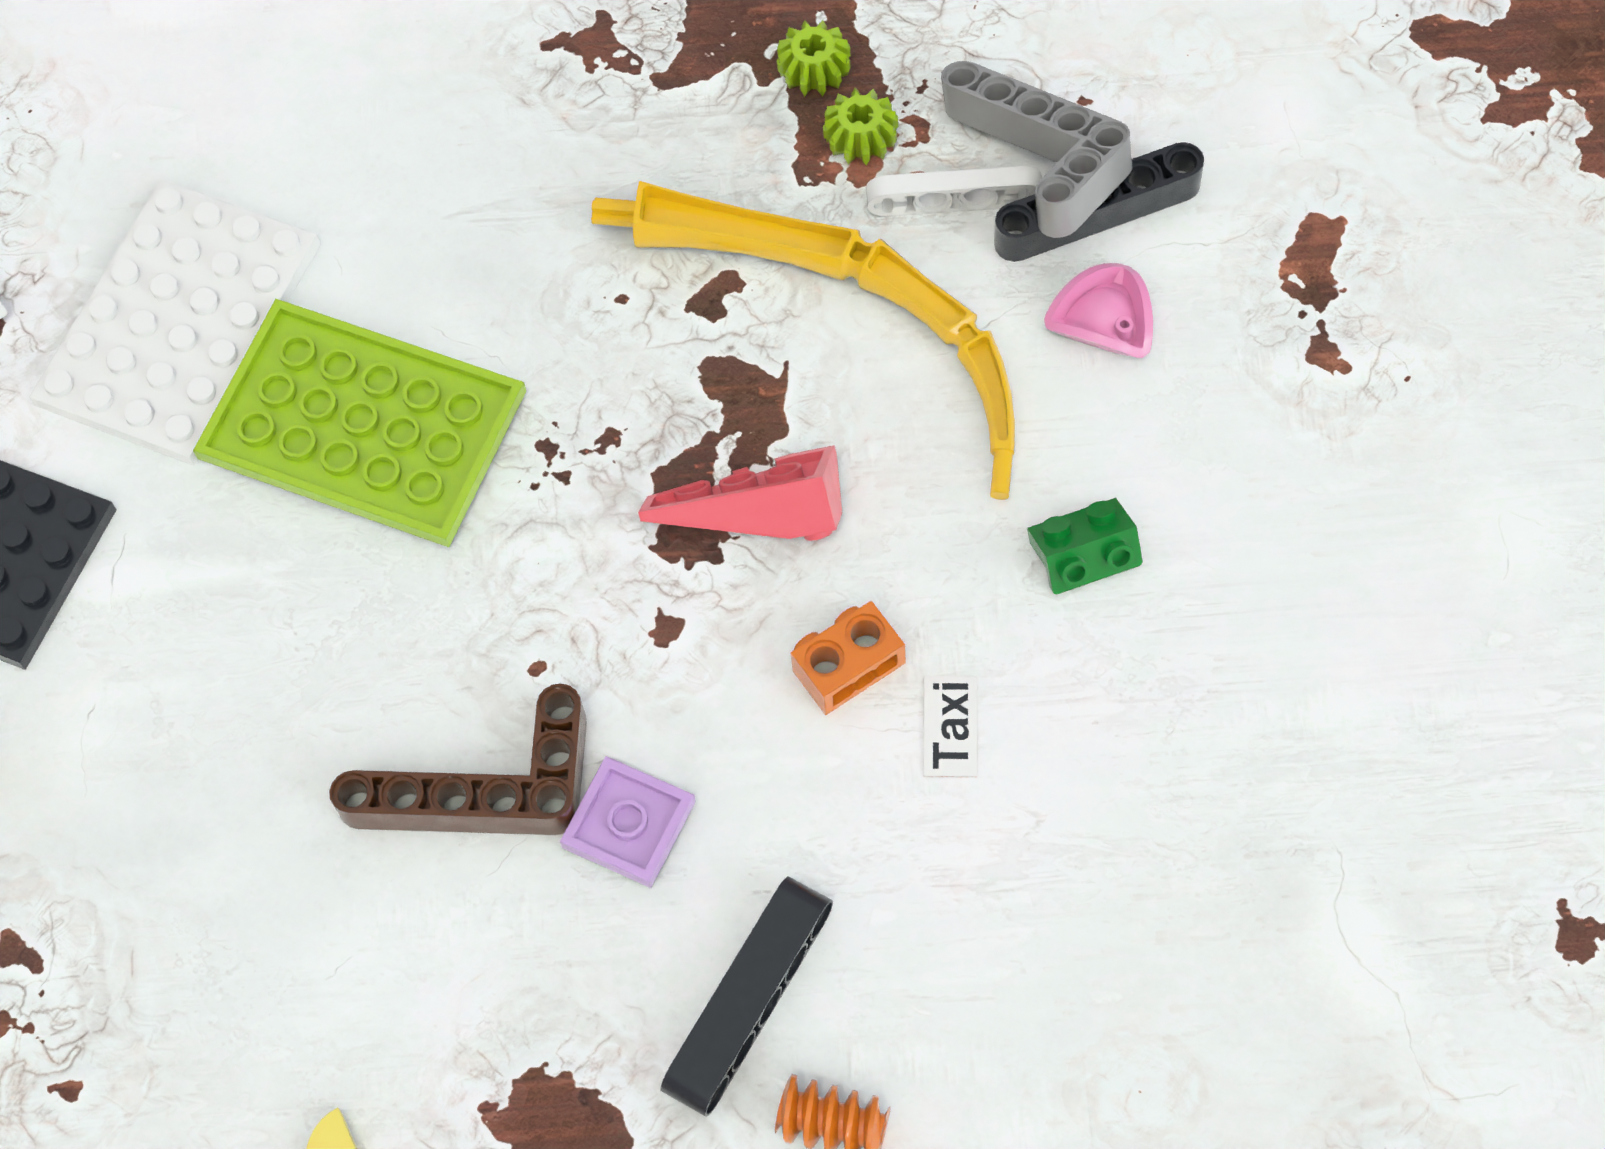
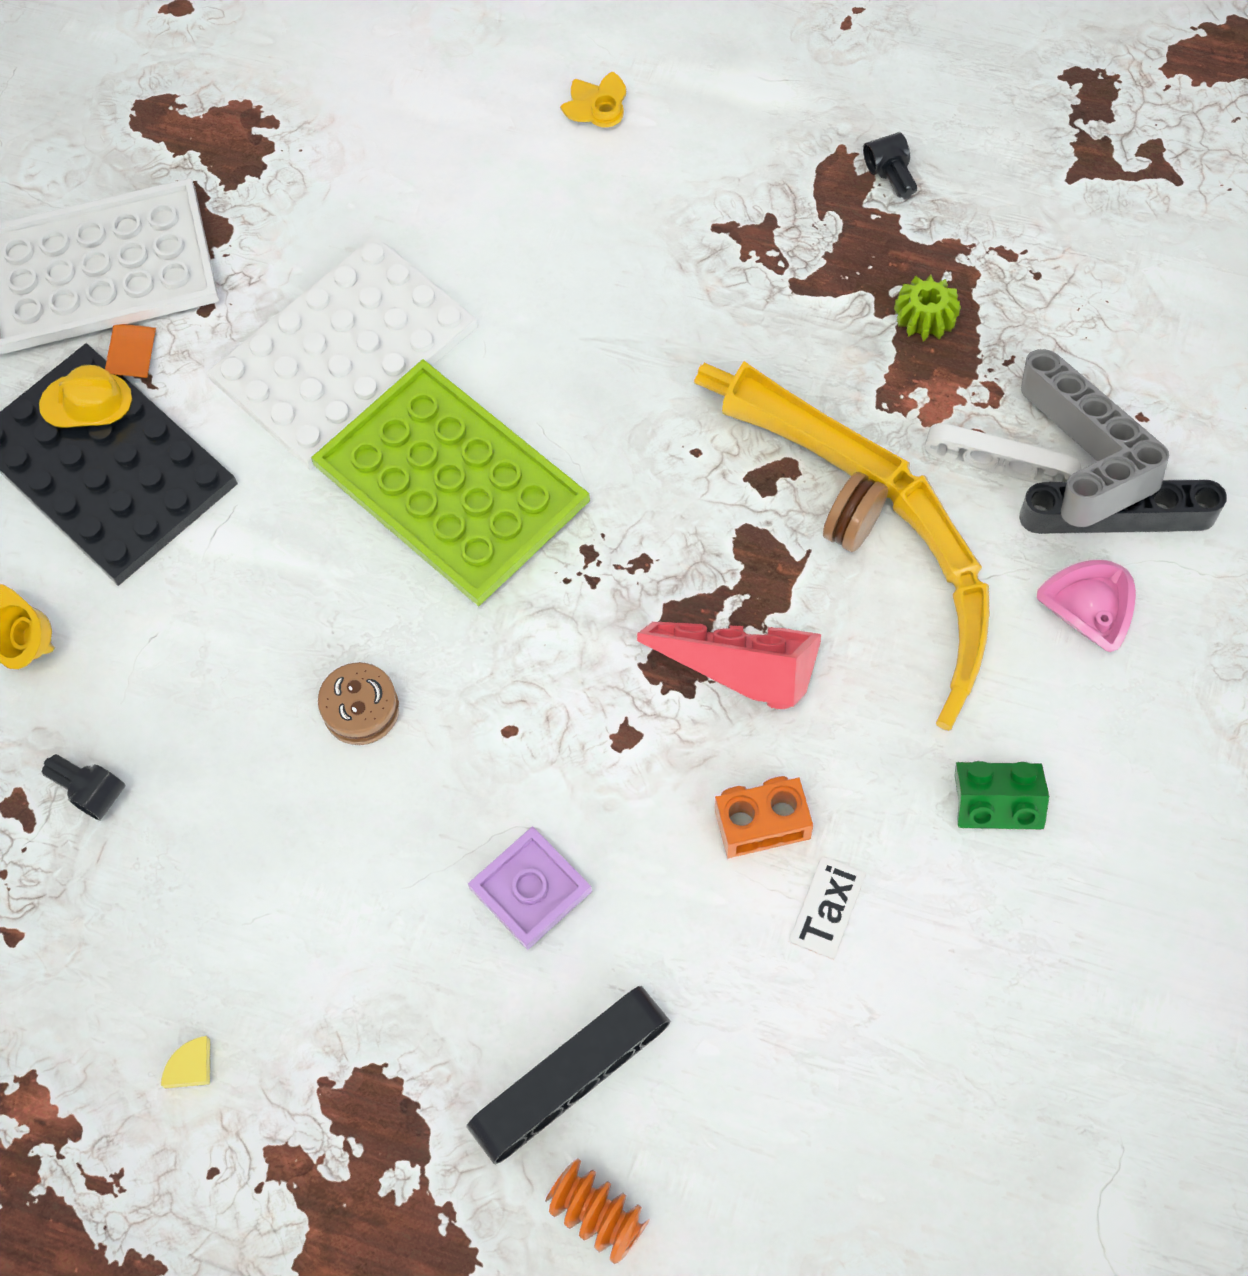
camera: 20 degrees right, 0 degrees up
(92, 898) = (88, 787): none -> black axle
(359, 697) = (358, 703): none -> medium nougat head
(480, 790) = (424, 818): reddish brown beam -> none
(821, 302) = (855, 511): none -> medium nougat head
(860, 126) = (944, 376): lime gear -> none

